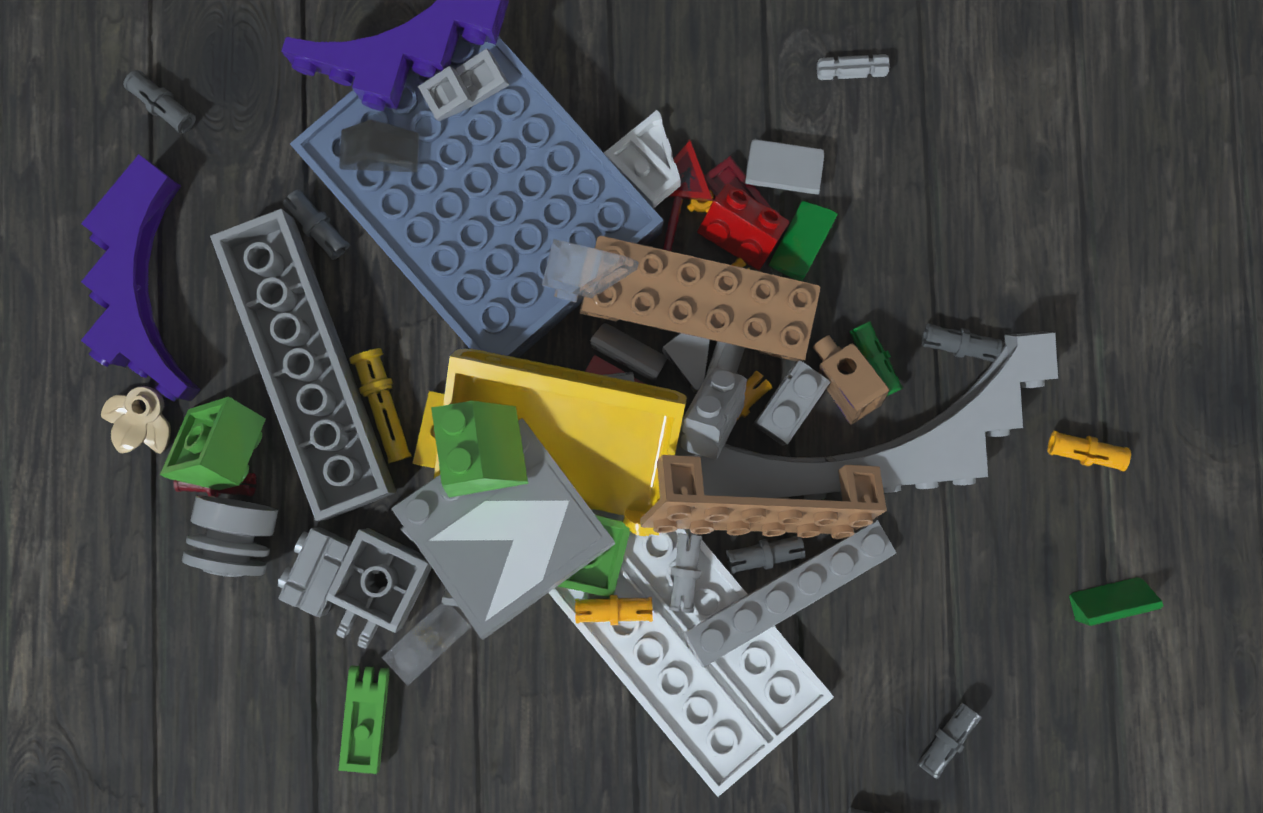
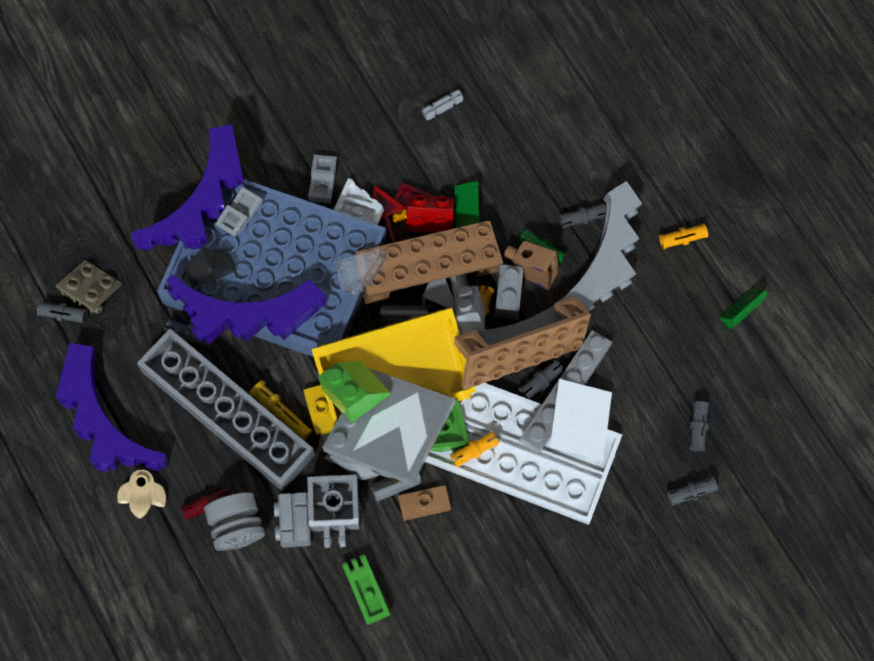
camera: 30 degrees left, 15 degrees down
(214, 82) = (88, 286): none -> dark tan hinge
(214, 445) = (196, 478): bright green slope -> none
(340, 229) = (245, 320): none -> dark purple arch
(426, 642) = (377, 527): clear slope -> none
(514, 643) = (424, 503): none -> medium nougat plate
(621, 91) = (322, 179): none -> light grey slope
(685, 573) = (502, 408): light grey pin -> none
(784, 166) = (435, 172): light grey slope -> none
(786, 648) = (580, 419): none -> white sticker

